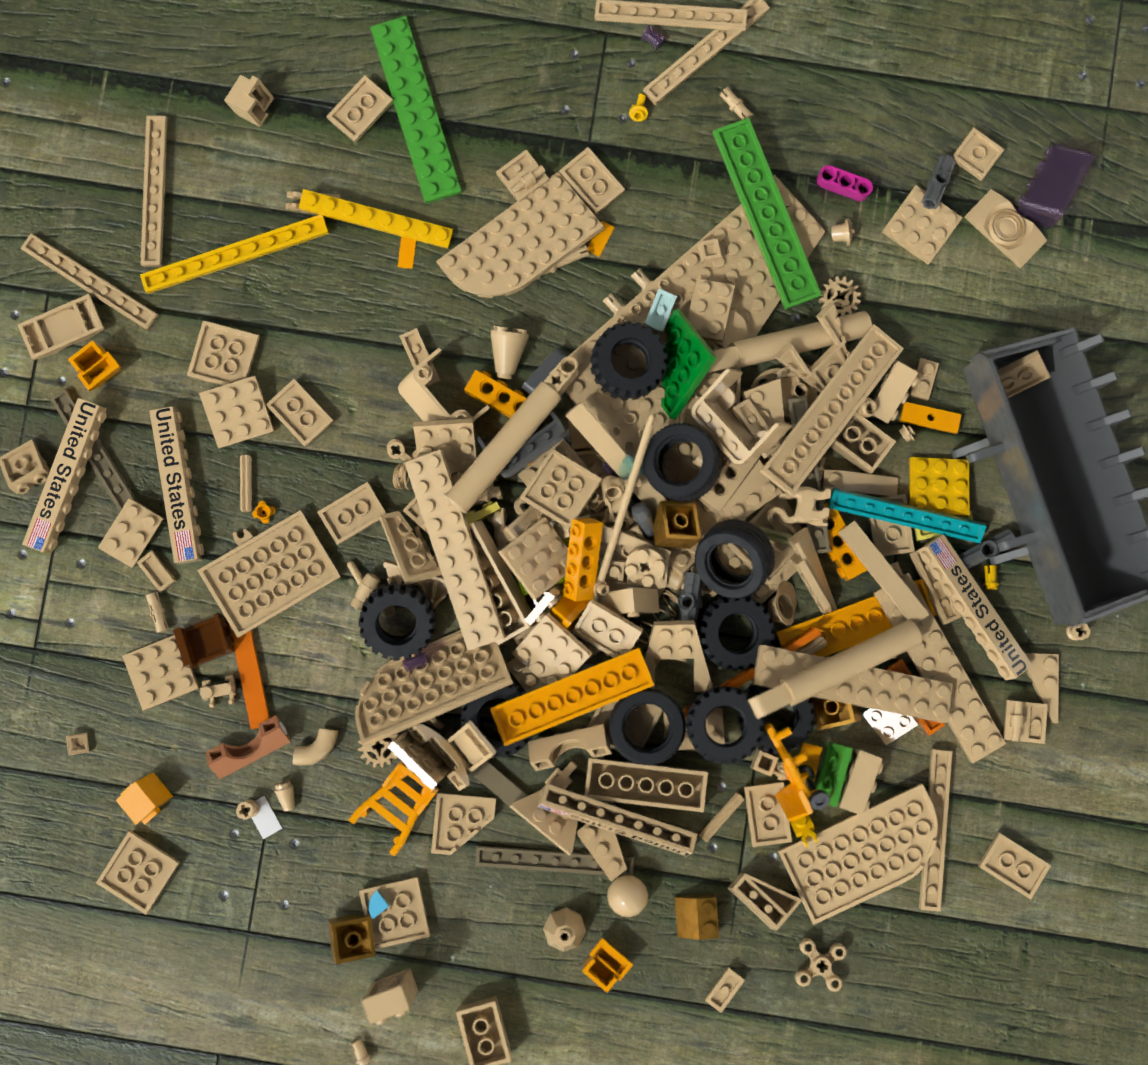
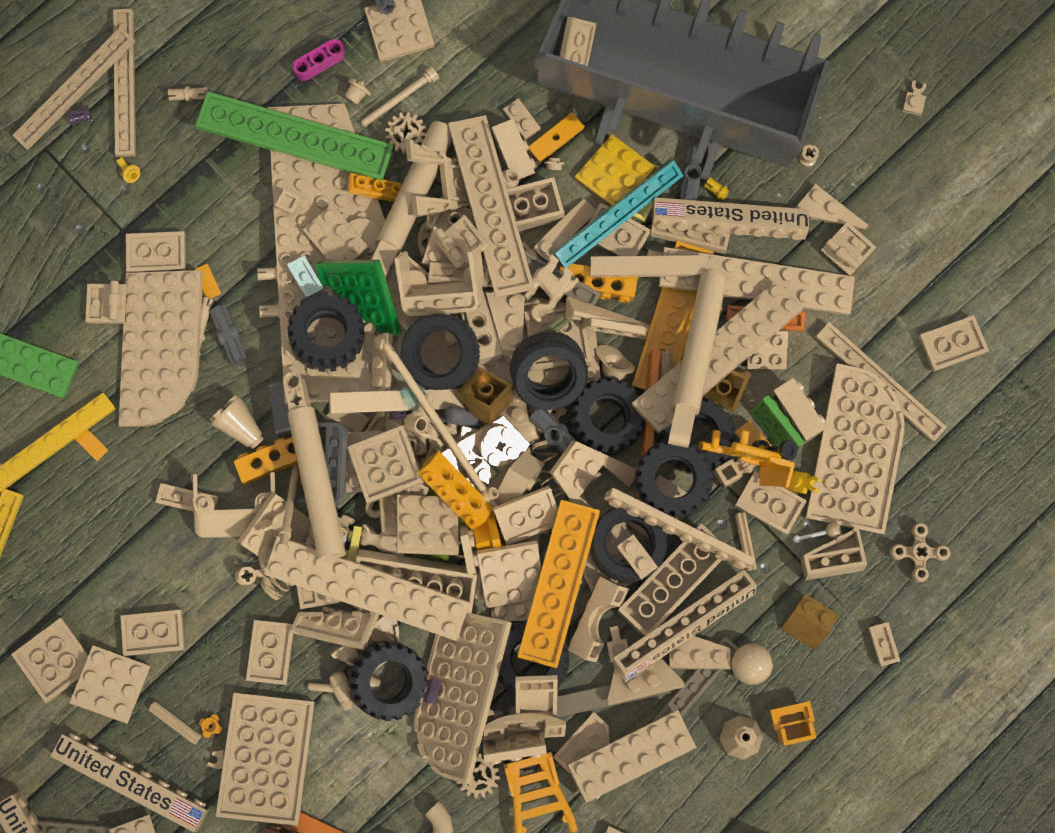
camera: 55 degrees left, 5 degrees down
(447, 453) = (285, 531): none -> tan bar
(483, 855) = (631, 756): none -> tan brick
(571, 287) = (228, 334): none -> dark grey piece
(636, 424) = (381, 363): none -> tan plate
(639, 743) = (637, 557): none -> tan plate
(685, 752) = (673, 526): none -> tan plate
(773, 306) = (372, 188): none -> light orange tile
(783, 408) = (459, 240): none -> tan plate
(784, 881) = (832, 530): none -> hinge
(899, 278) = (428, 76): none -> tan piece

